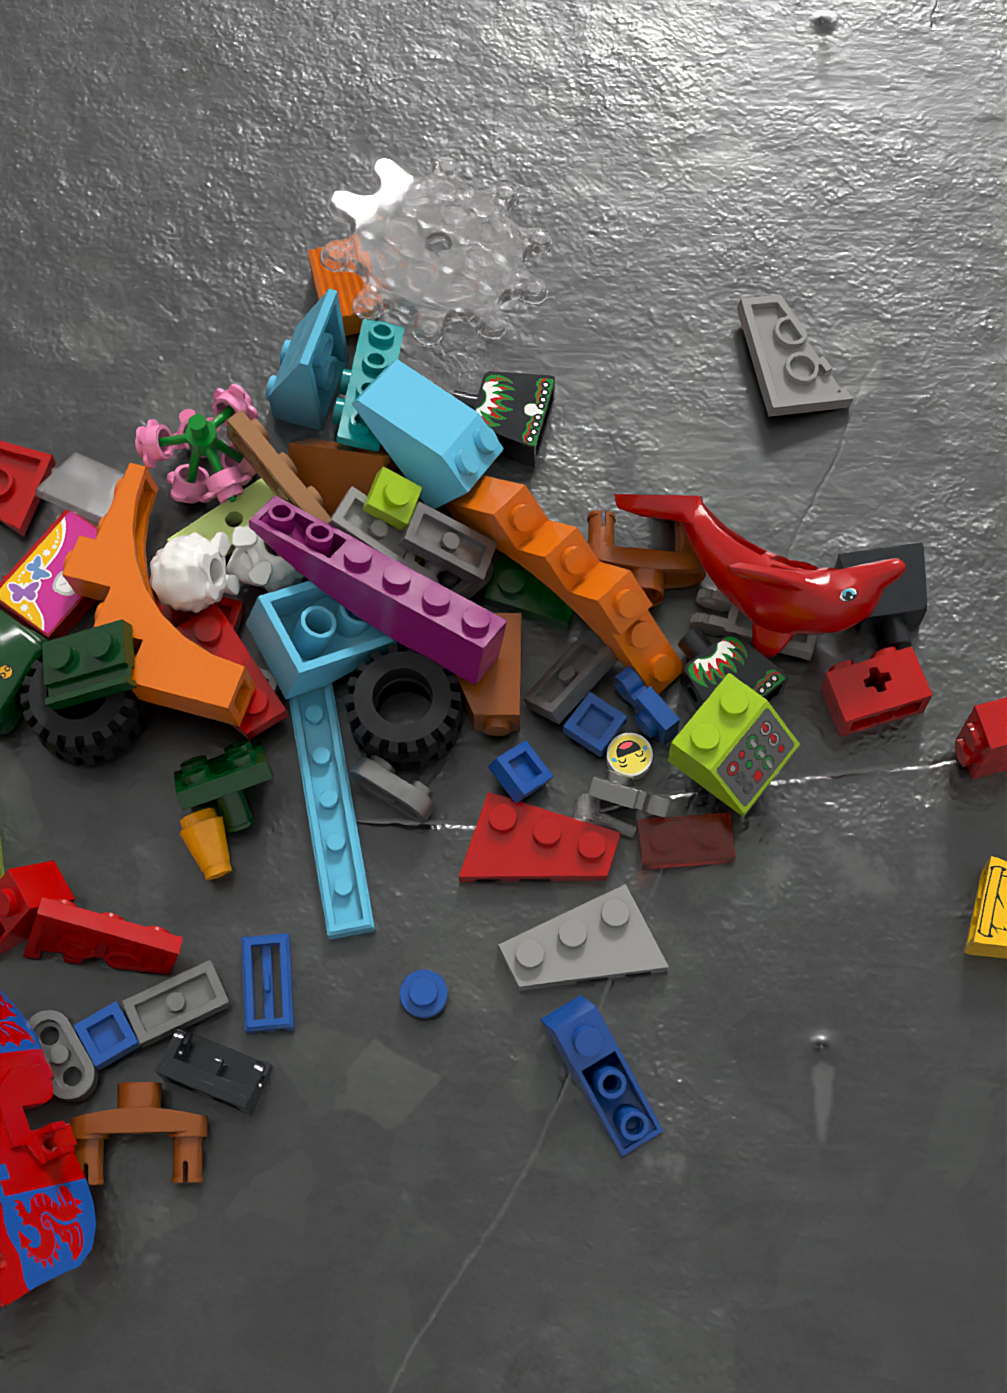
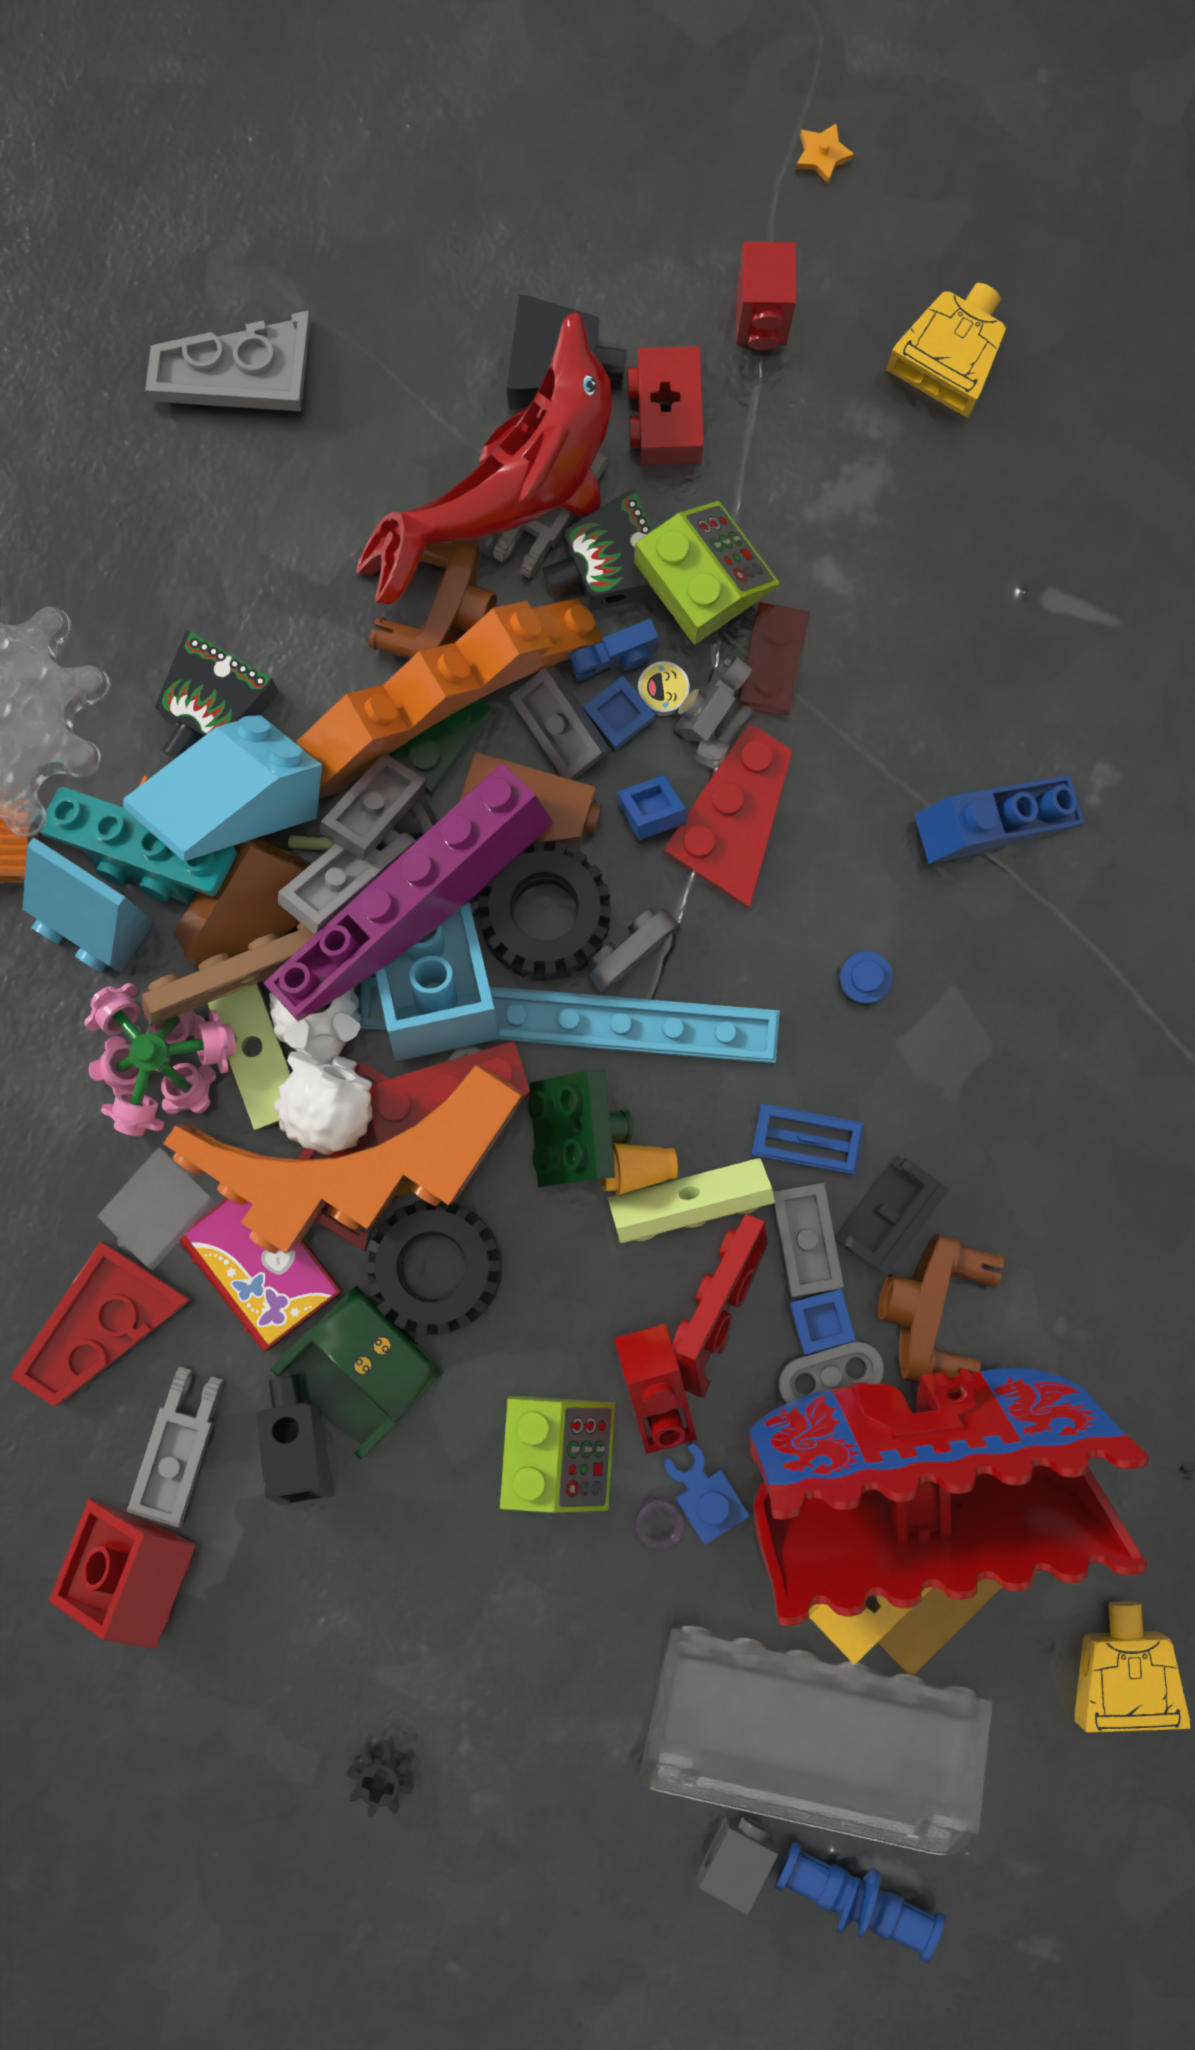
camera: 80 degrees left, 15 degrees up
(89, 664) = (414, 1243): dark green plate -> none
(188, 895) = (691, 1201): none -> yellowish green tile
(392, 498) = (305, 851): lime plate -> none
(585, 943) = (857, 795): light grey wing -> none

